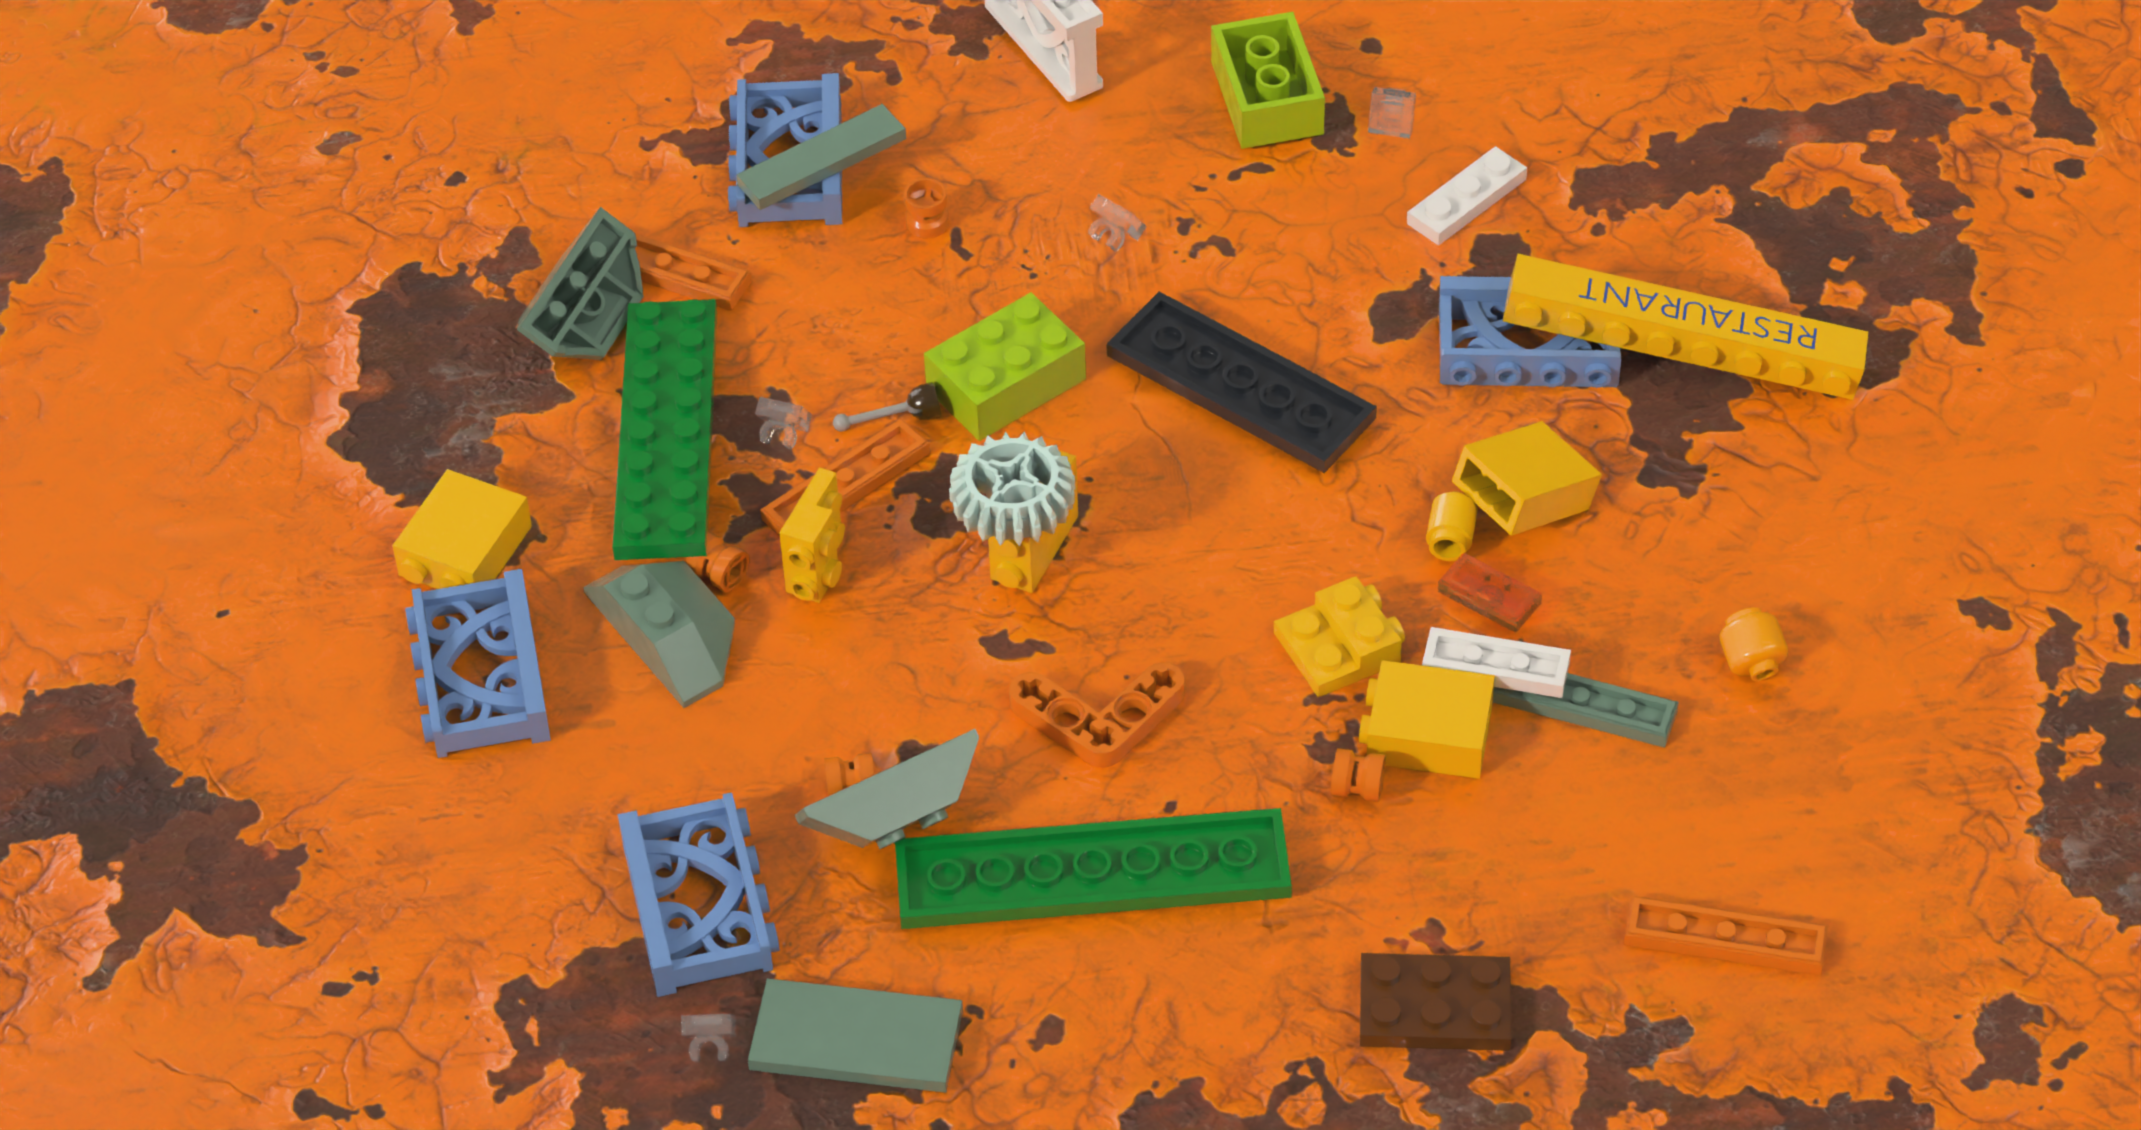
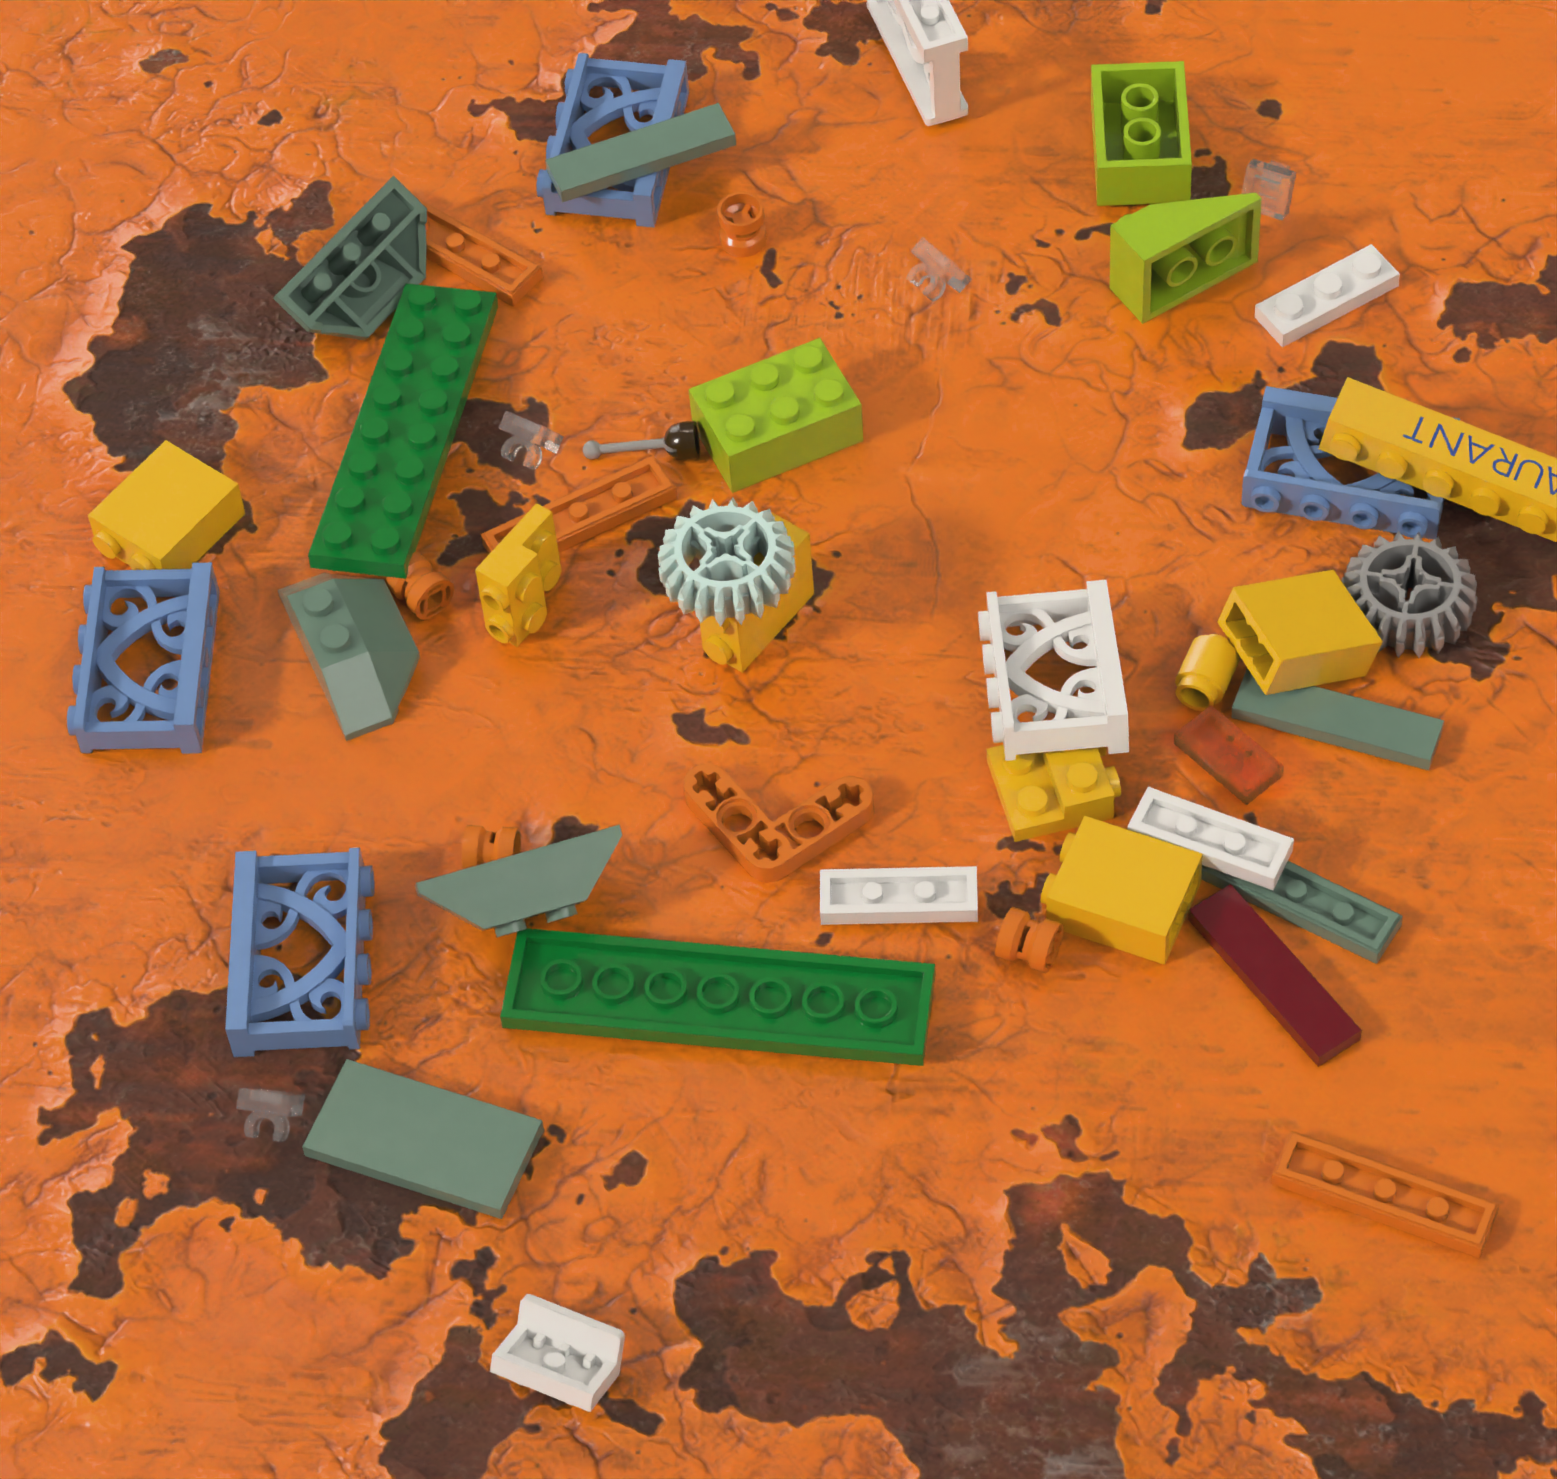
camera: 15 degrees right, 5 degrees up
(1230, 757) = (898, 895): none -> white plate
(1242, 381) = (1025, 471): black plate -> none
(1326, 495) = (1079, 721): none -> white fence
(1332, 173) = (1181, 250): none -> lime slope
(1435, 1001) = (1046, 1212): reddish brown plate -> none
(1578, 549) = (1342, 721): none -> sand green tile
(1580, 770) = (1274, 975): none -> dark red tile
(1615, 430) = (1439, 599): none -> light grey gear
(1753, 643) = (1501, 863): light orange head -> none

